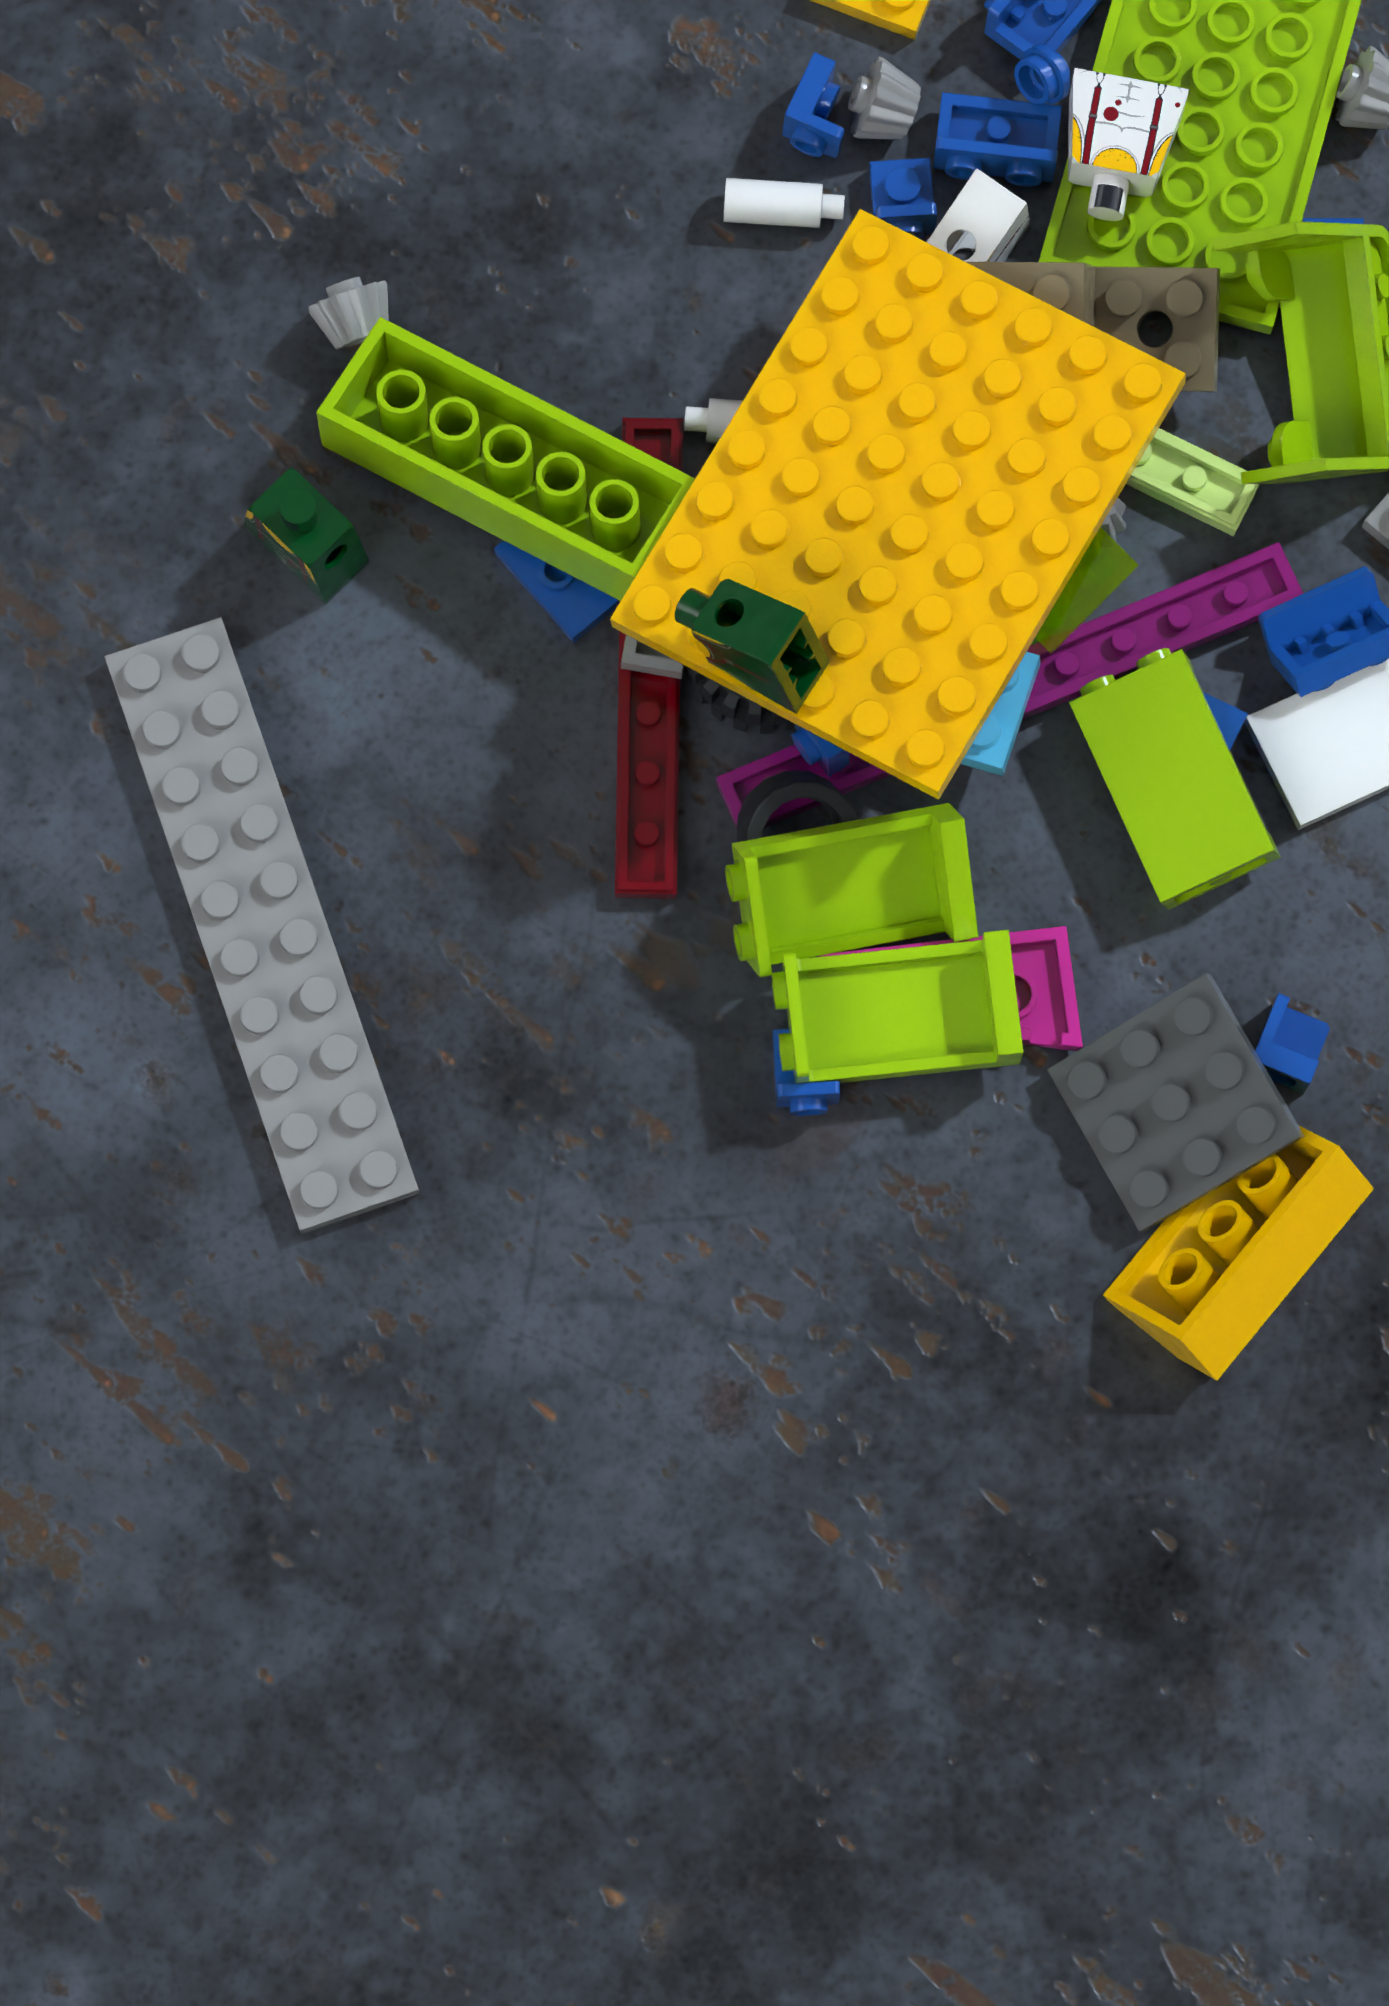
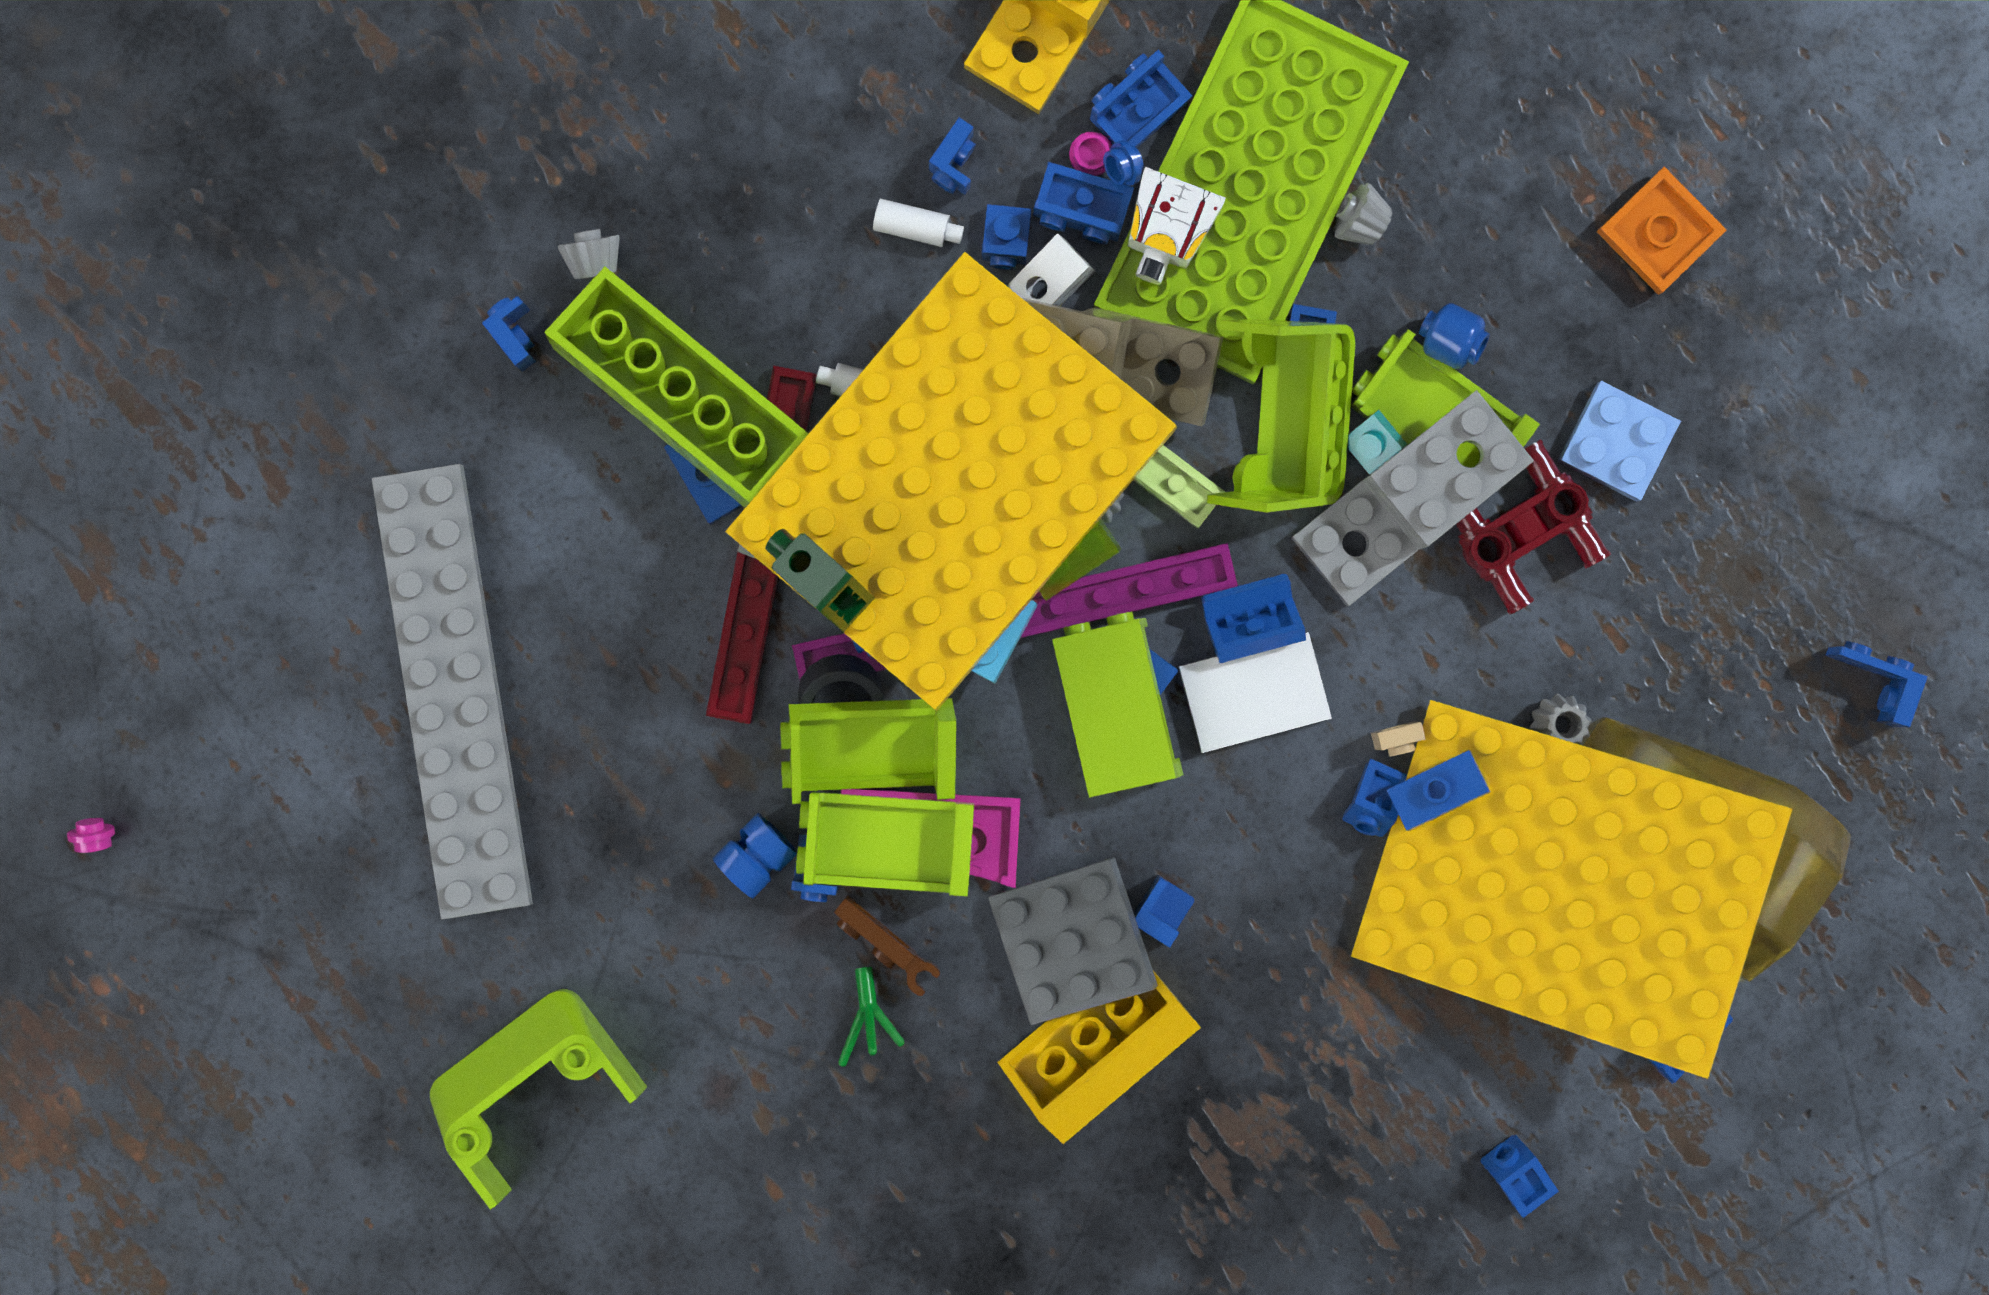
camera: 10 degrees right, 10 degrees up
(263, 443) = (515, 340): none -> blue bracket
(303, 532) = (528, 416): dark green torso -> none
(372, 1457) = (552, 1030): none -> lime windscreen
(719, 1063) = (755, 855): none -> blue wheel
(883, 102) = (1004, 161): light grey piece -> none
(912, 1248) = (867, 1011): none -> green plant
(922, 1155) = (888, 946): none -> reddish brown plate
(992, 74) = (1088, 152): none -> dark pink plate

